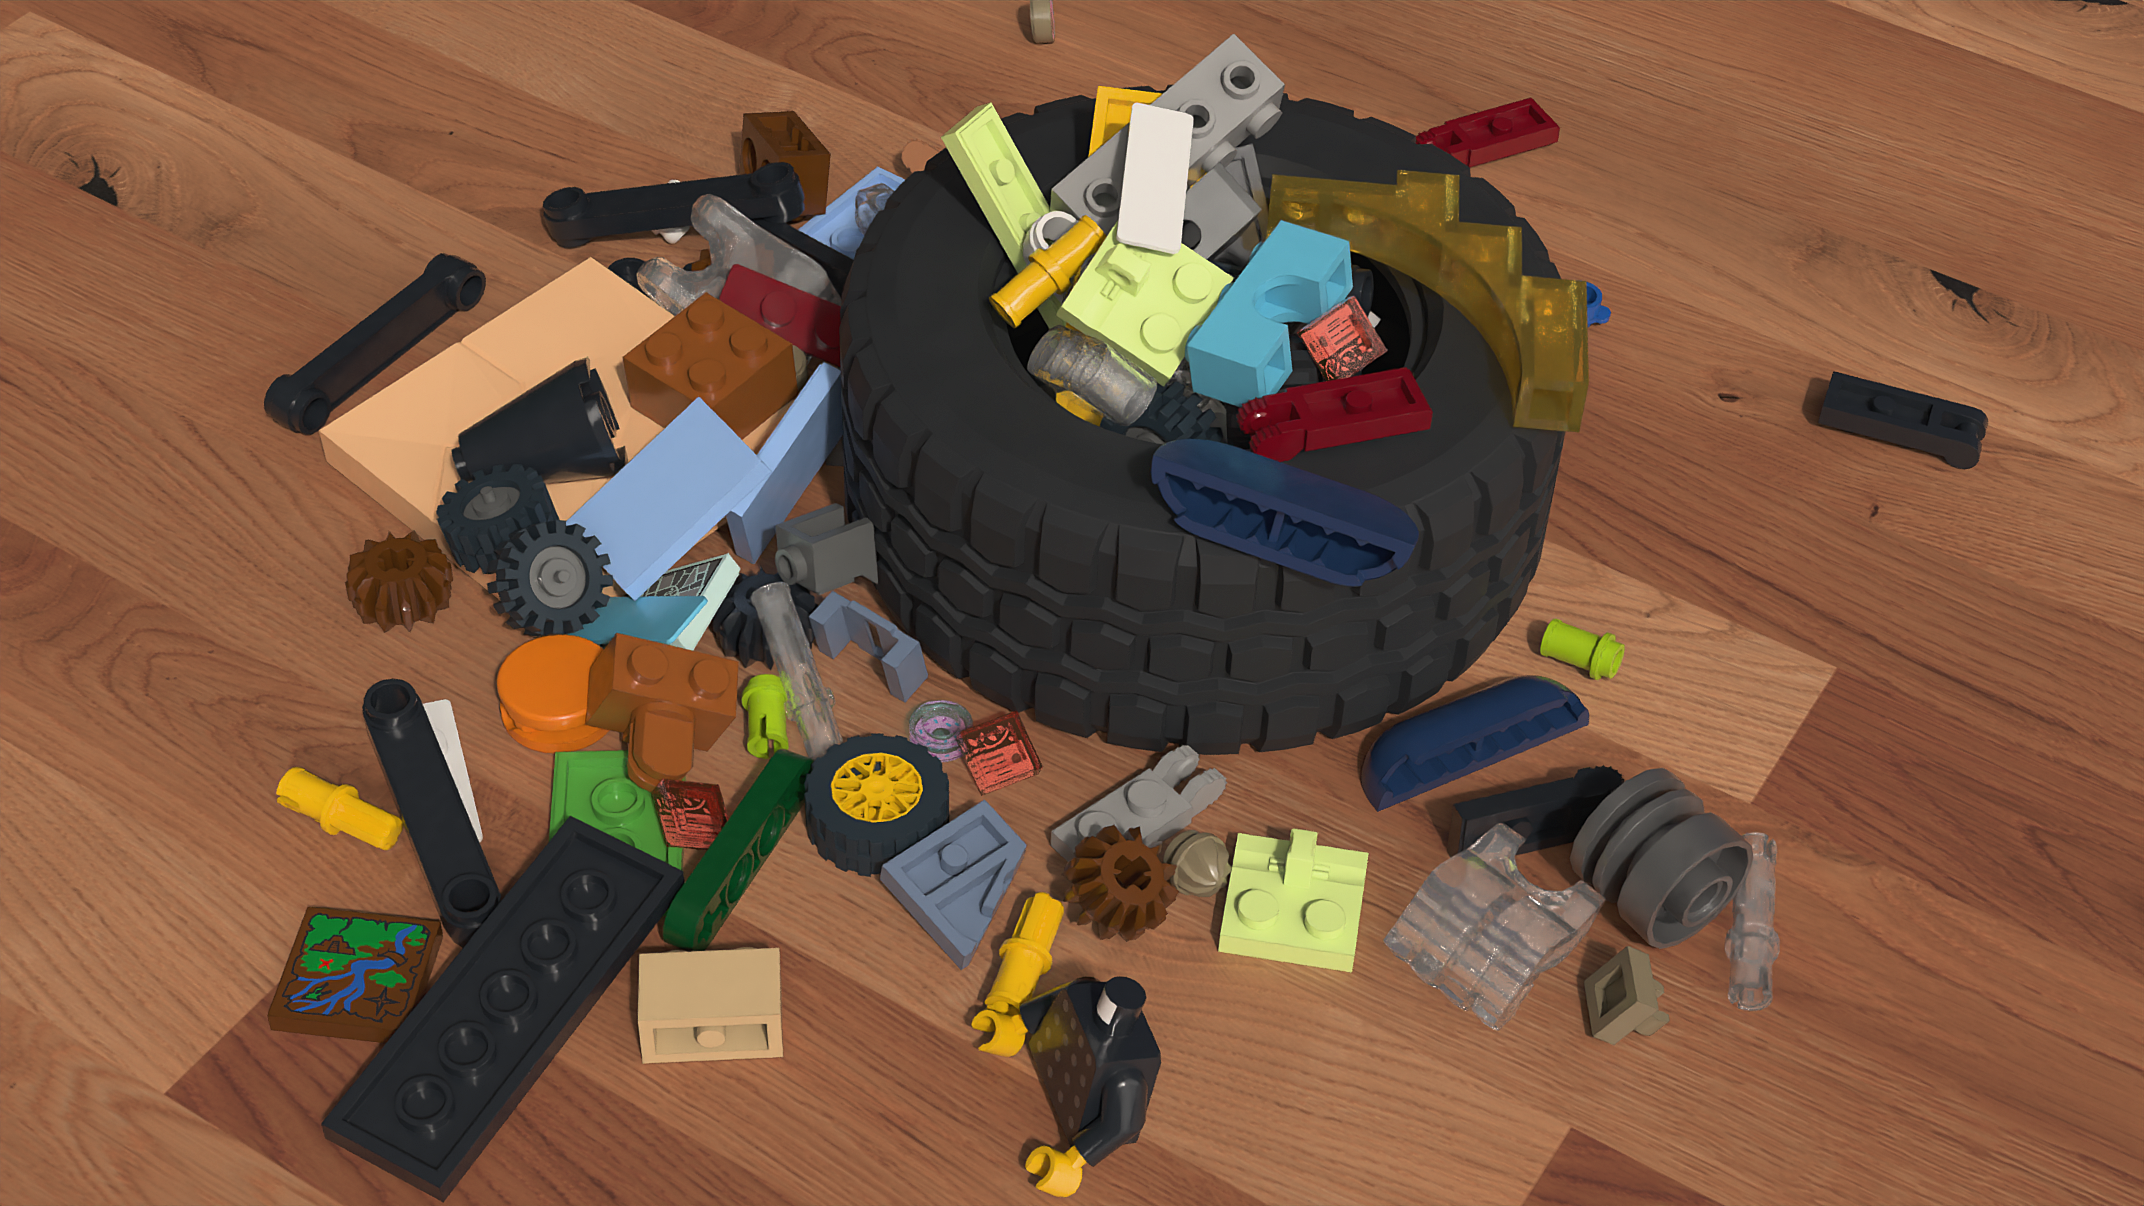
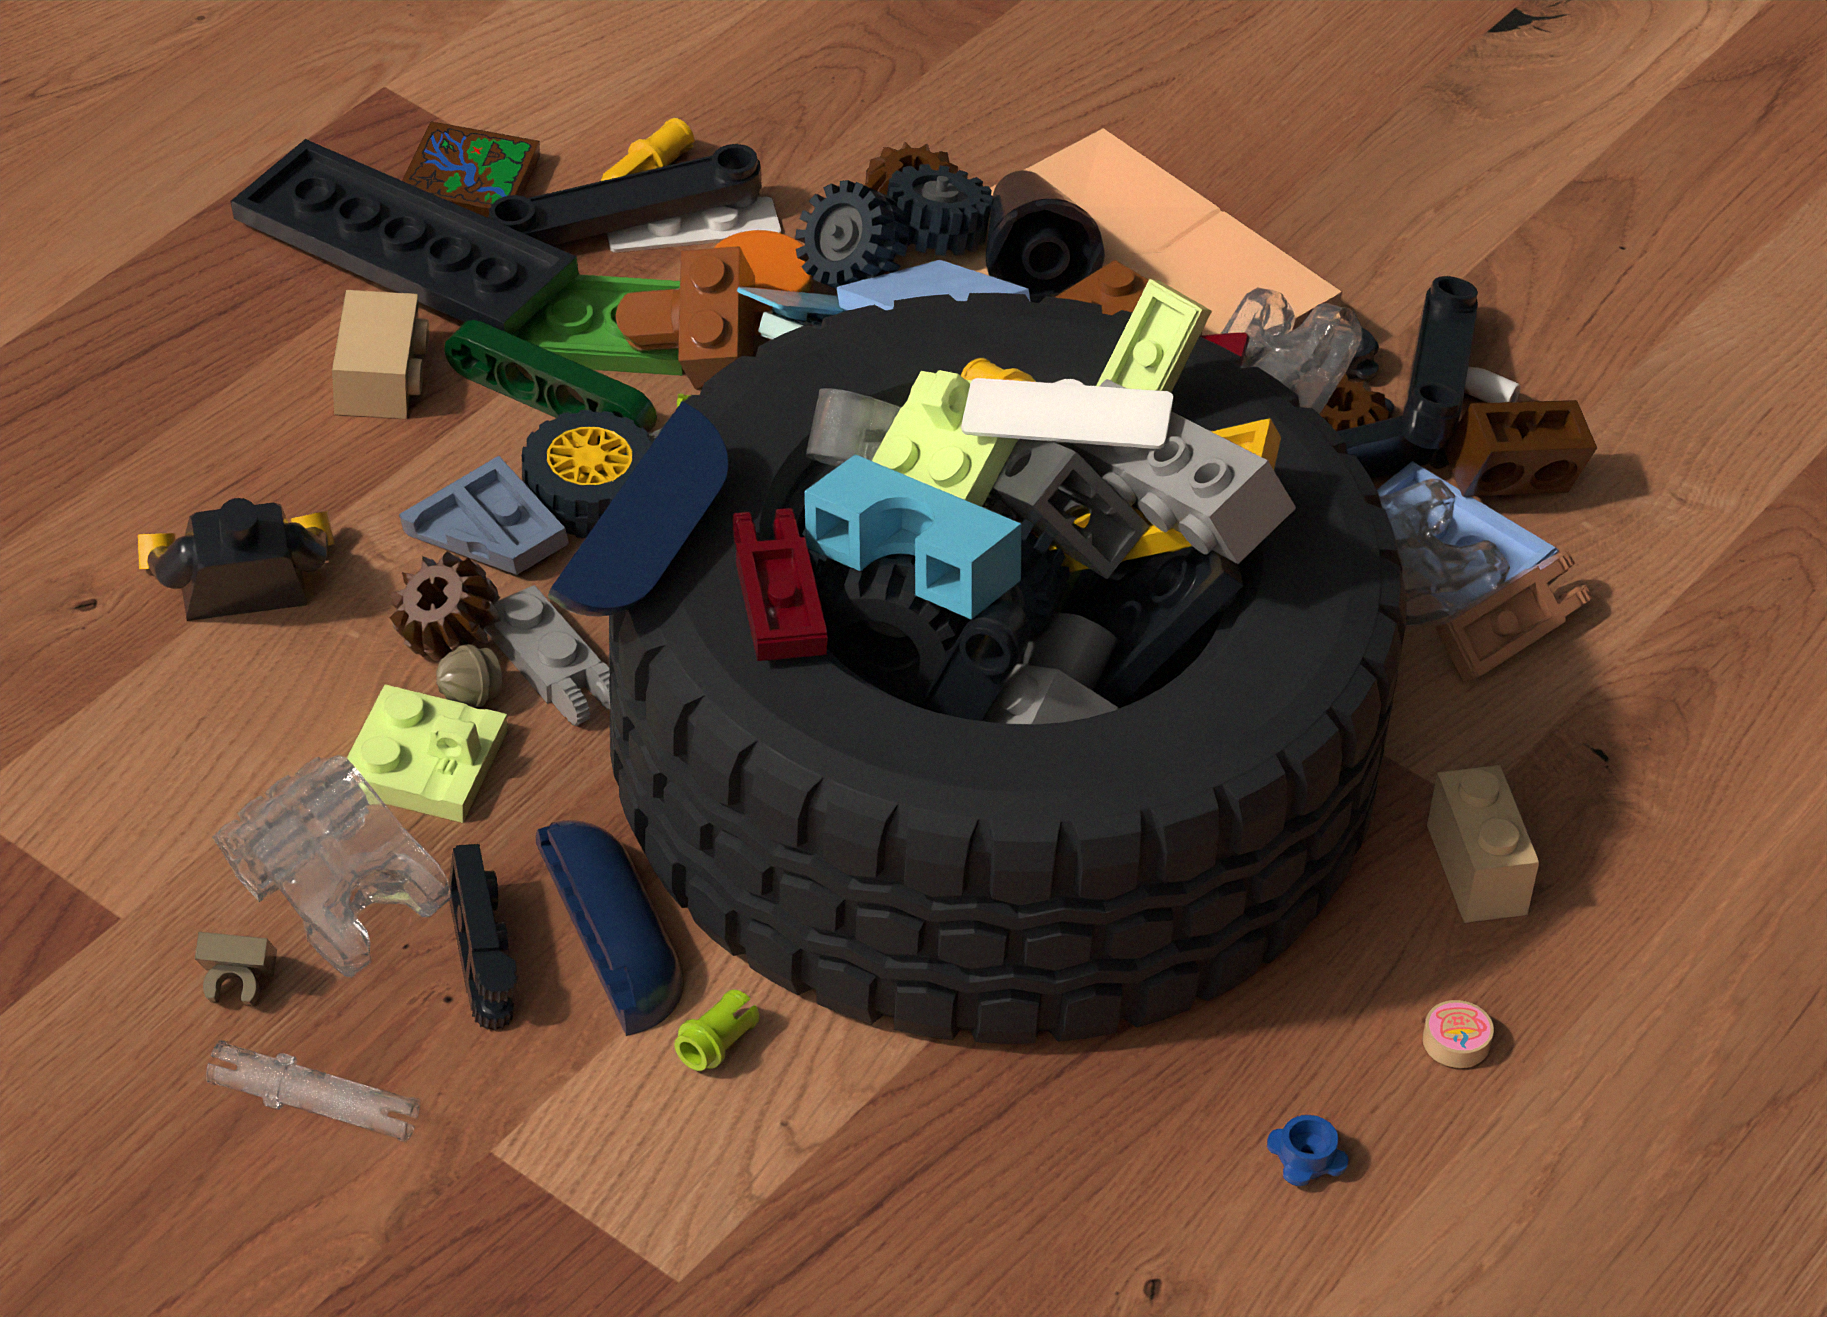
camera: 95 degrees right, 0 degrees up
(310, 394) = (1252, 178): black piece -> none
(689, 813) = (596, 347): clear red tile -> none
(1025, 954) = (379, 550): yellow axle -> none
(1342, 340) = (885, 600): clear red tile -> none
(1415, 227) = (897, 750): clear yellow arch -> none
(1494, 133) = (1653, 1121): dark red hinge -> none
(1661, 857) = (366, 992): flat silver wheel -> none

